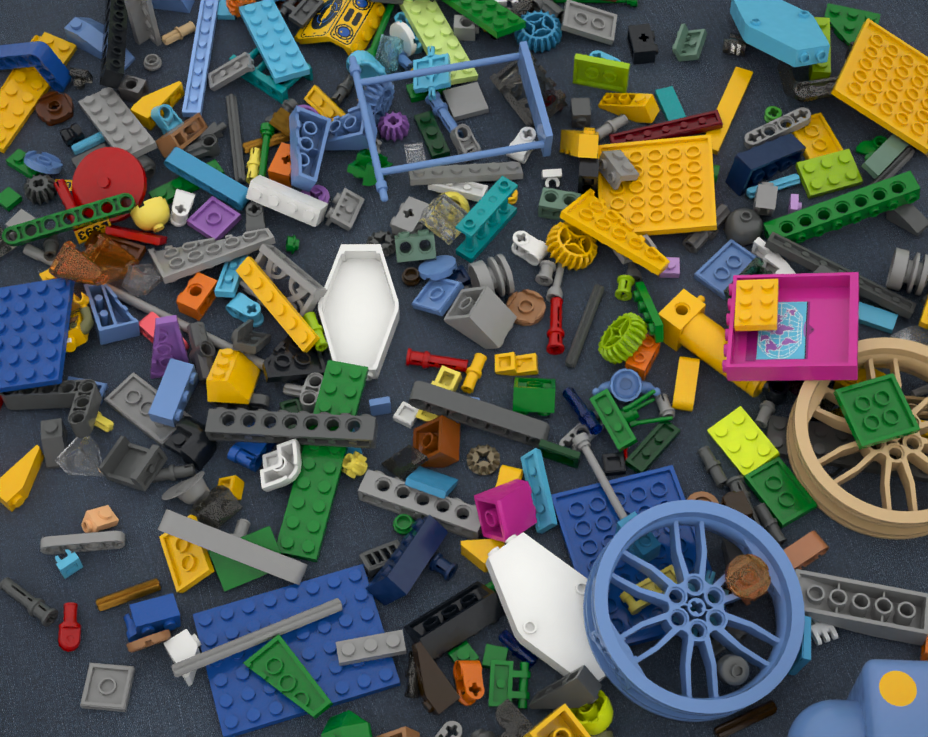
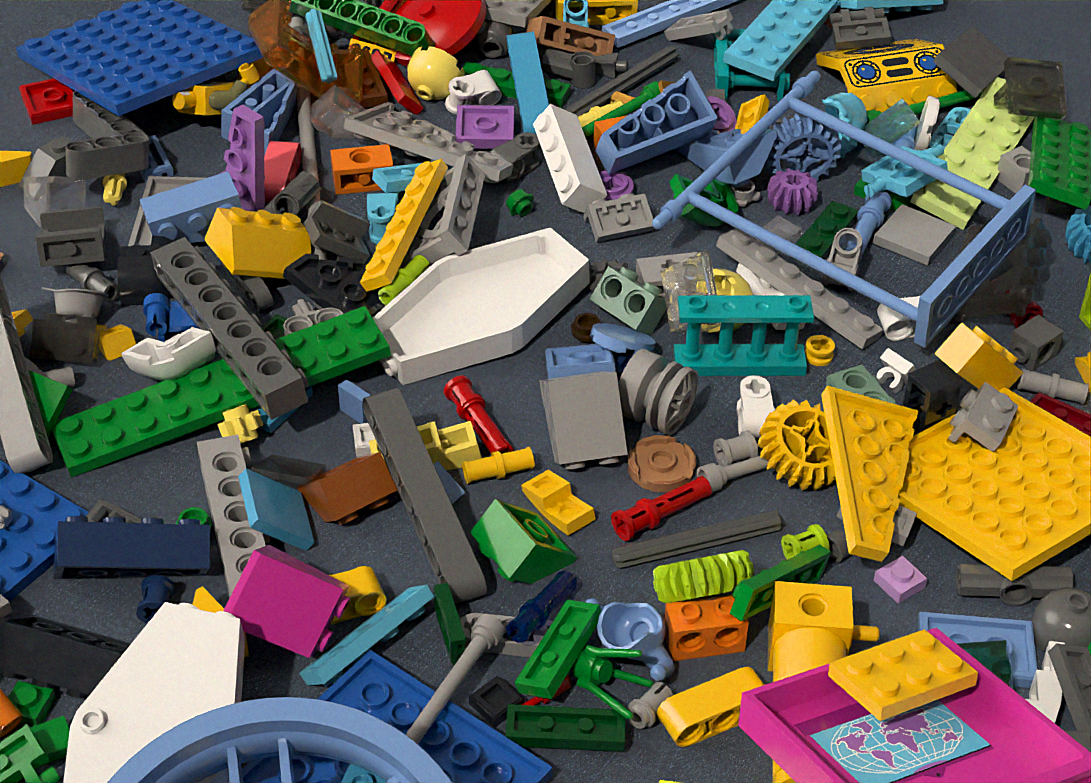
camera: 50 degrees right, 15 degrees down
(90, 251) = (321, 46): none -> medium azure axle
(483, 467) = (382, 557): dark tan gear -> none

